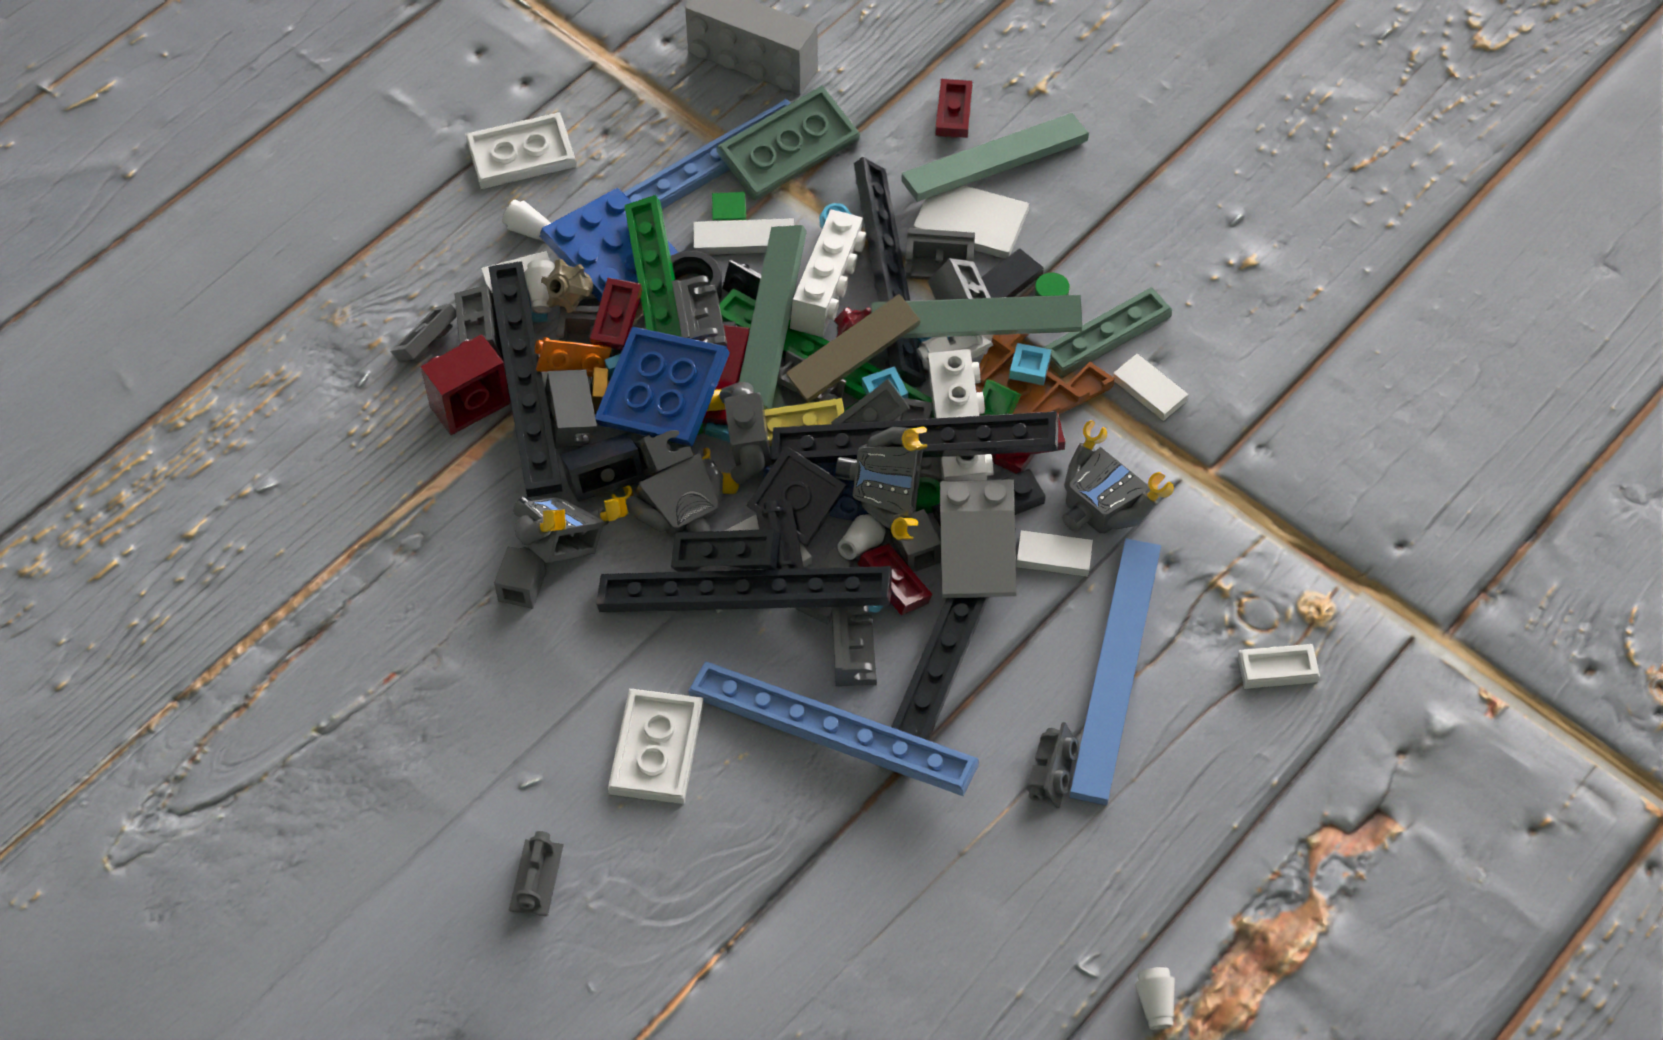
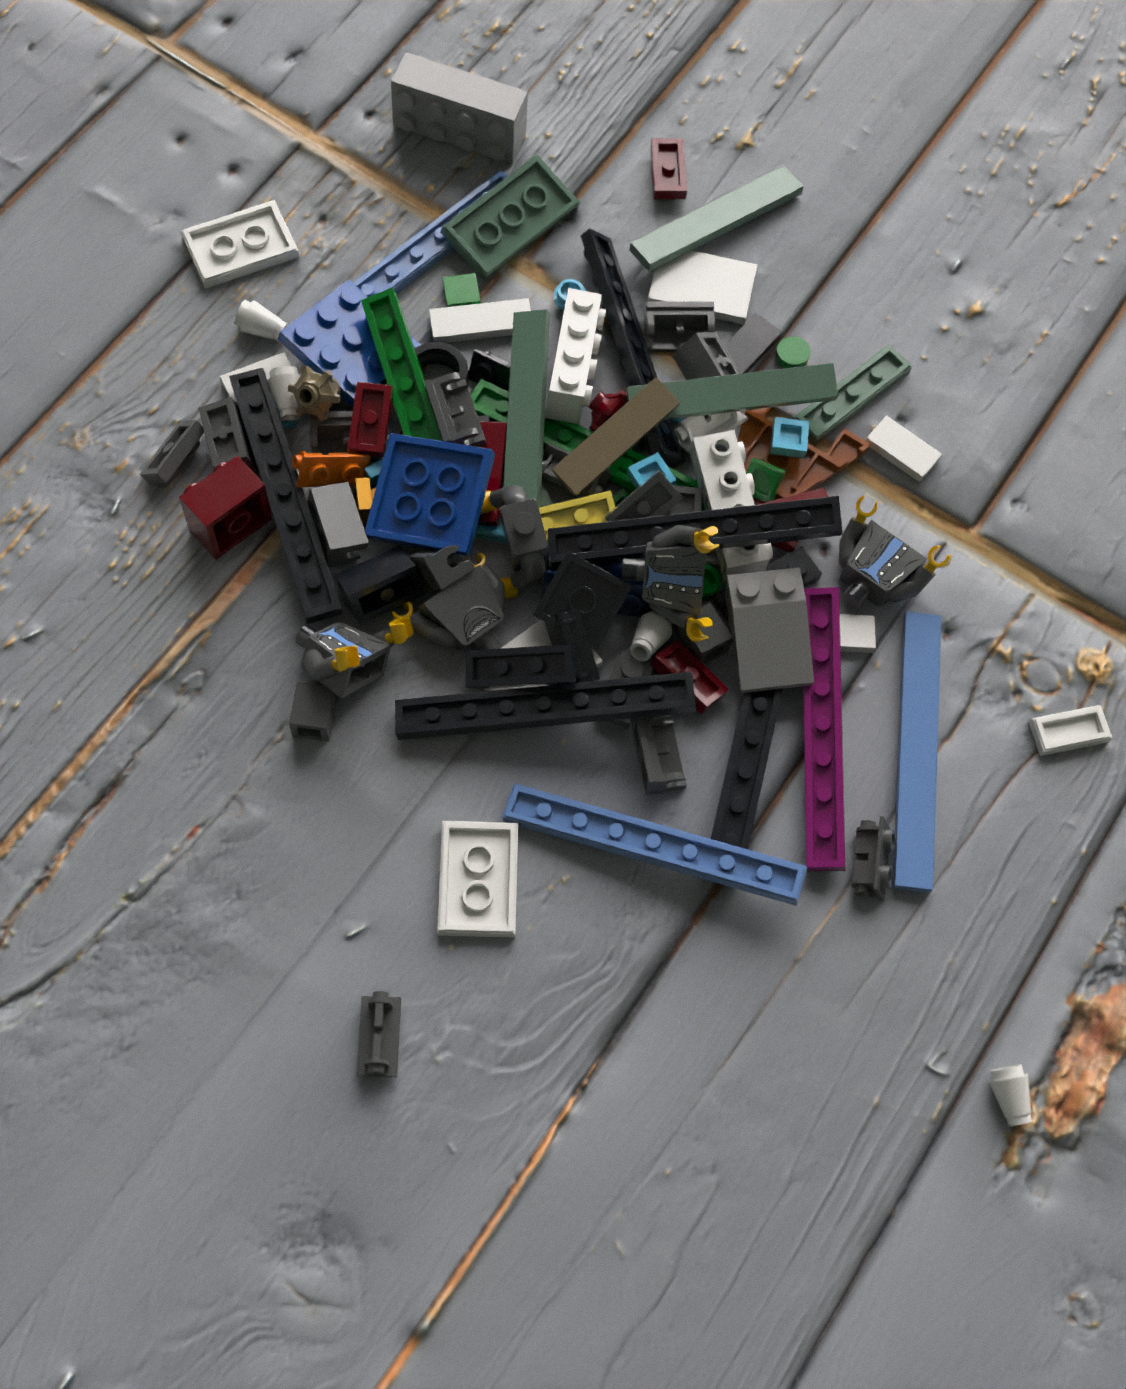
camera: 15 degrees left, 10 degrees up
(1021, 642) = (824, 736): none -> magenta plate

